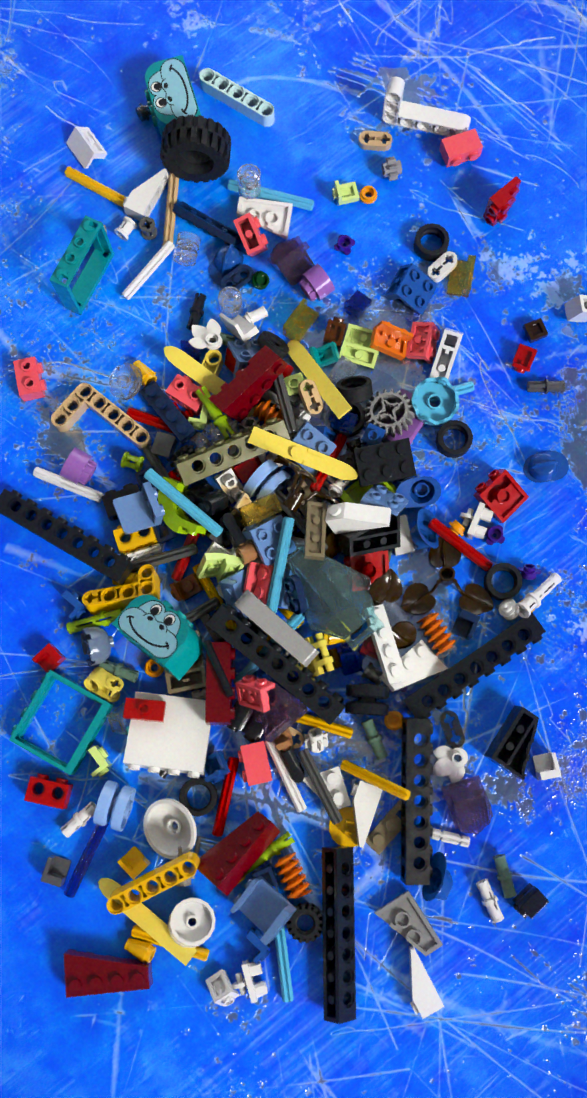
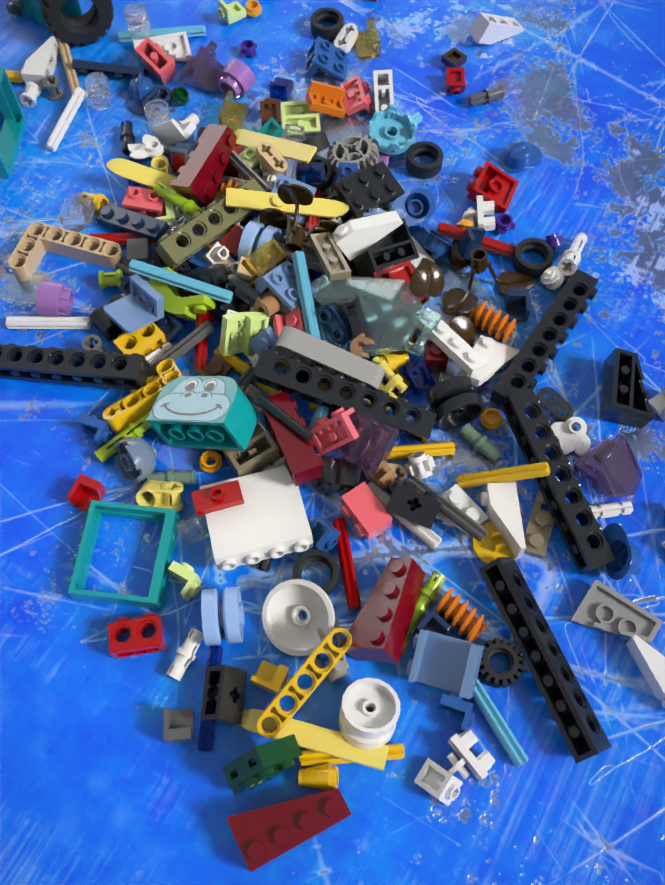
camera: 25 degrees left, 15 degrees down
(94, 521) = (87, 343): none -> dark grey bush
(94, 865) = (223, 695): none -> black brick
(100, 930) = (268, 762): none -> dark green piece
(293, 777) = (421, 515): none -> black brick
(307, 625) = (357, 327): none -> black piece
(450, 552) = (470, 240): none -> dark blue panel

